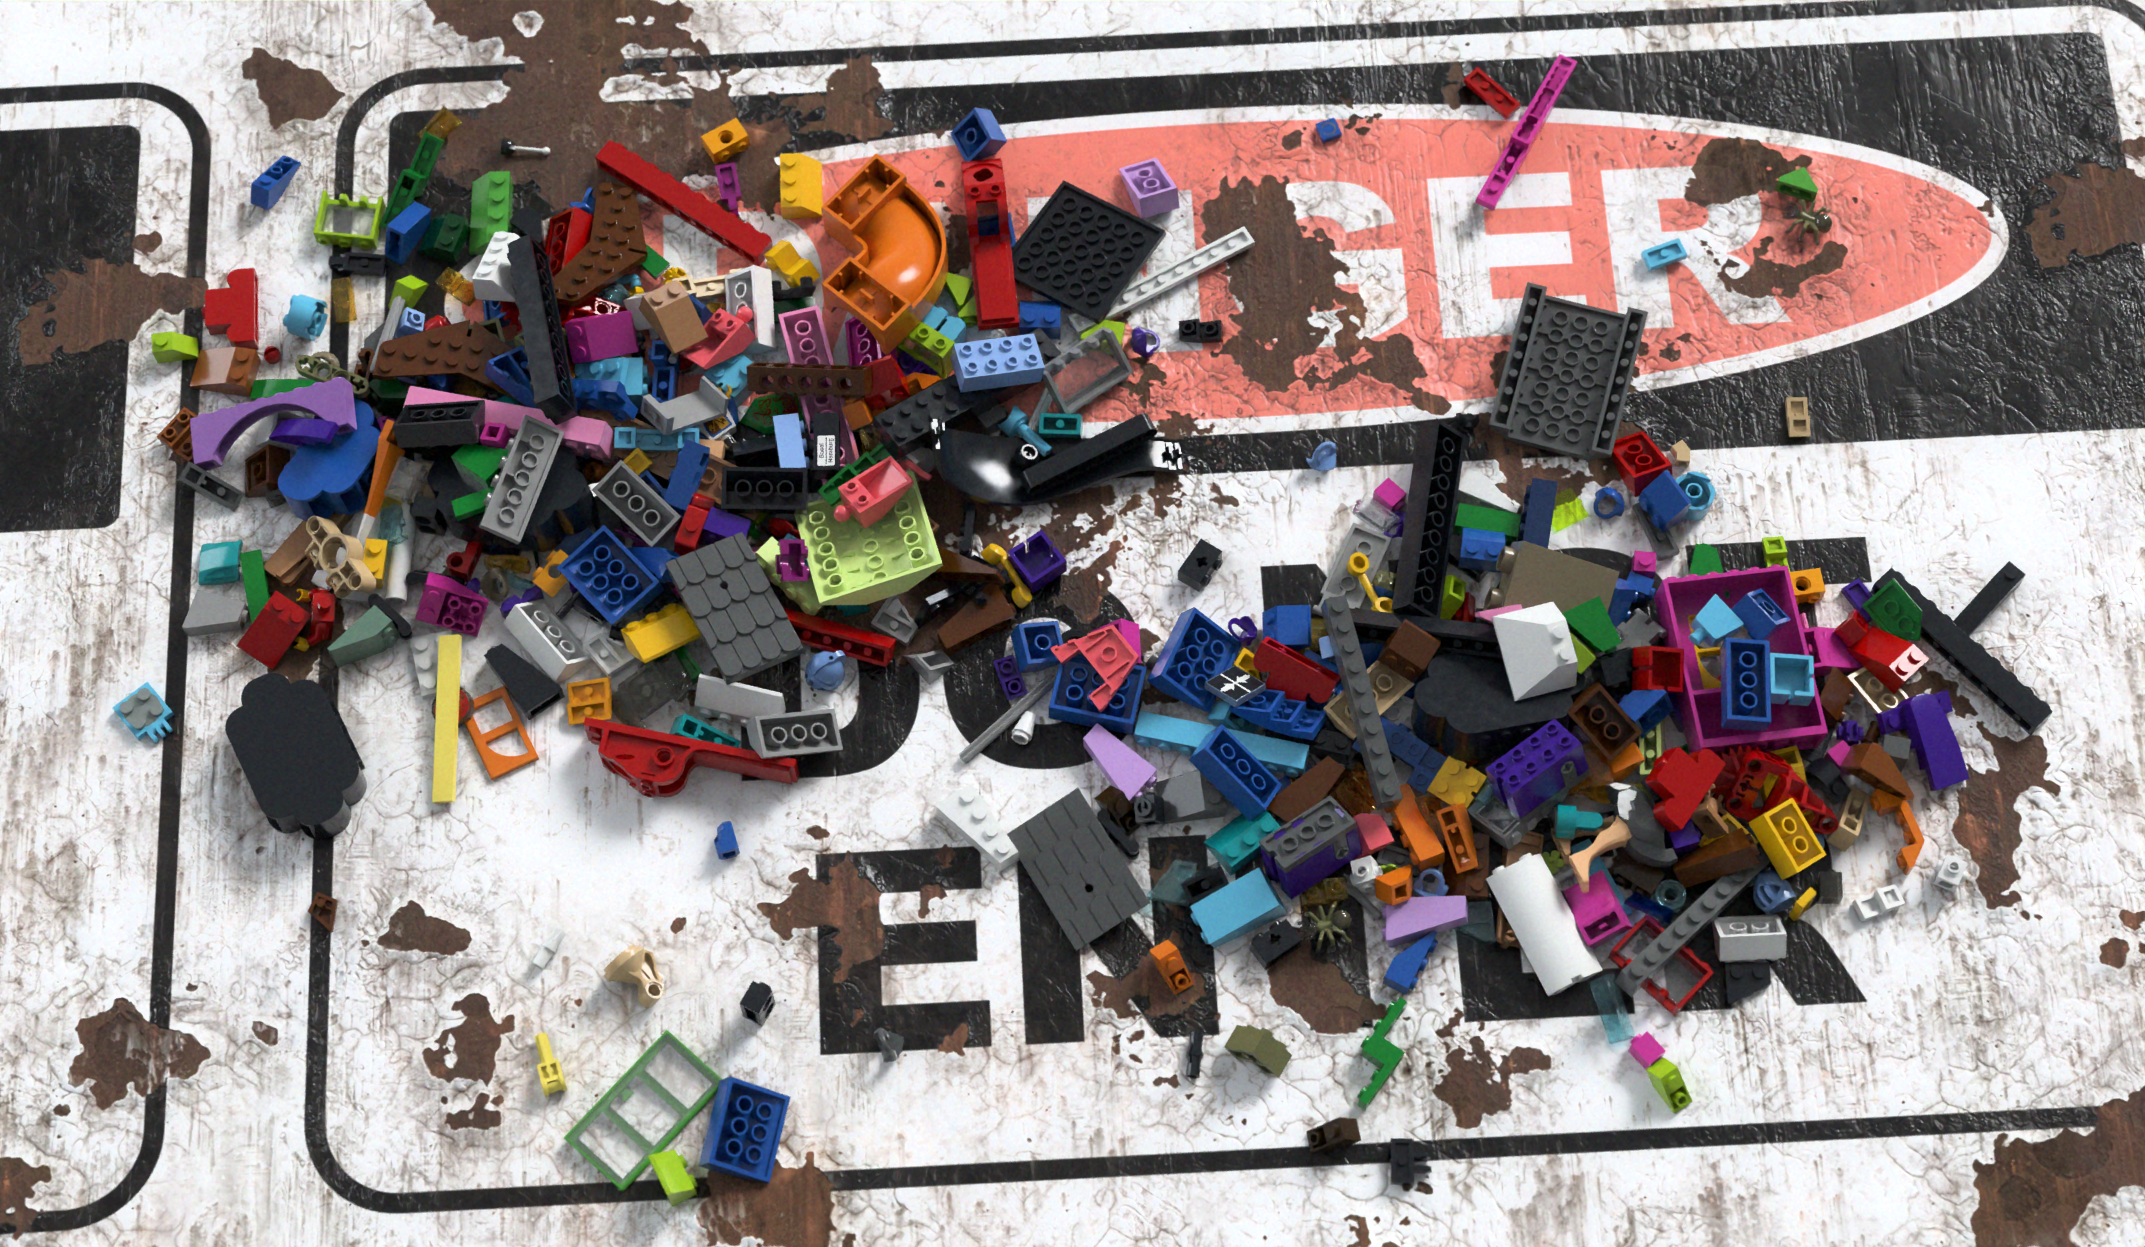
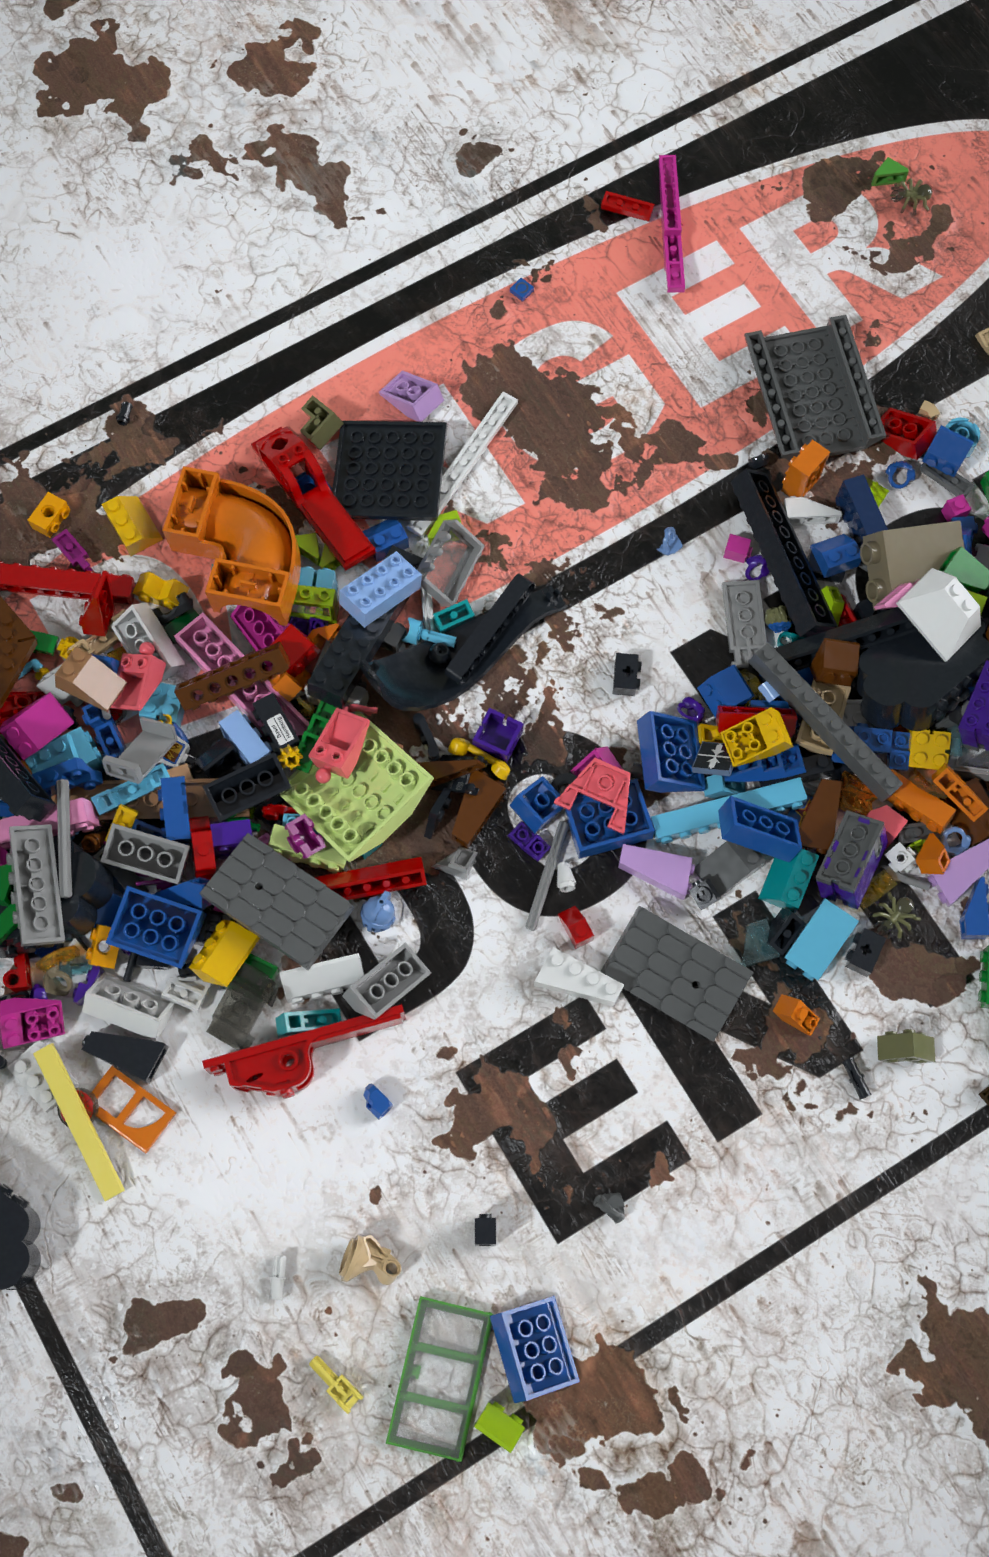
camera: 30 degrees left, 5 degrees up
(324, 910) = (61, 1351): reddish brown piece -> none
(568, 450) = (64, 839): none -> light grey axle
(590, 700) = (193, 1041): light orange slope -> none
(615, 293) = (25, 683): clear light blue wheel -> none
(721, 255) = (98, 608): none -> red slope
(763, 409) = (205, 719): green tile -> none
(822, 475) = (286, 760): none -> yellow gear
(849, 78) = (124, 414): none -> black pin
(895, 621) = (411, 842): light grey wing -> none
(978, 135) = (253, 416): blue slope -> none
(1007, 780) = (576, 927): none -> red slope
(1041, 174) = (322, 422): none -> olive brick
(1118, 836) = (692, 927): black plate -> none
(1119, 807) = (679, 906): dark brown slope -> none
(1138, 342) = (474, 519): dark purple piece -> none
(1200, 332) = (517, 489): black slope -> none
(1282, 682) = (756, 738): none -> yellow slope
(1357, 566) = (749, 615): yellow piece -> none
(1375, 514) = (734, 568): clear slope -> none
(1487, 519) = (823, 530): green brick -> none
(1502, 450) = (805, 469): none -> orange brick
(1664, 254) = (825, 268): medium azure plate -> none

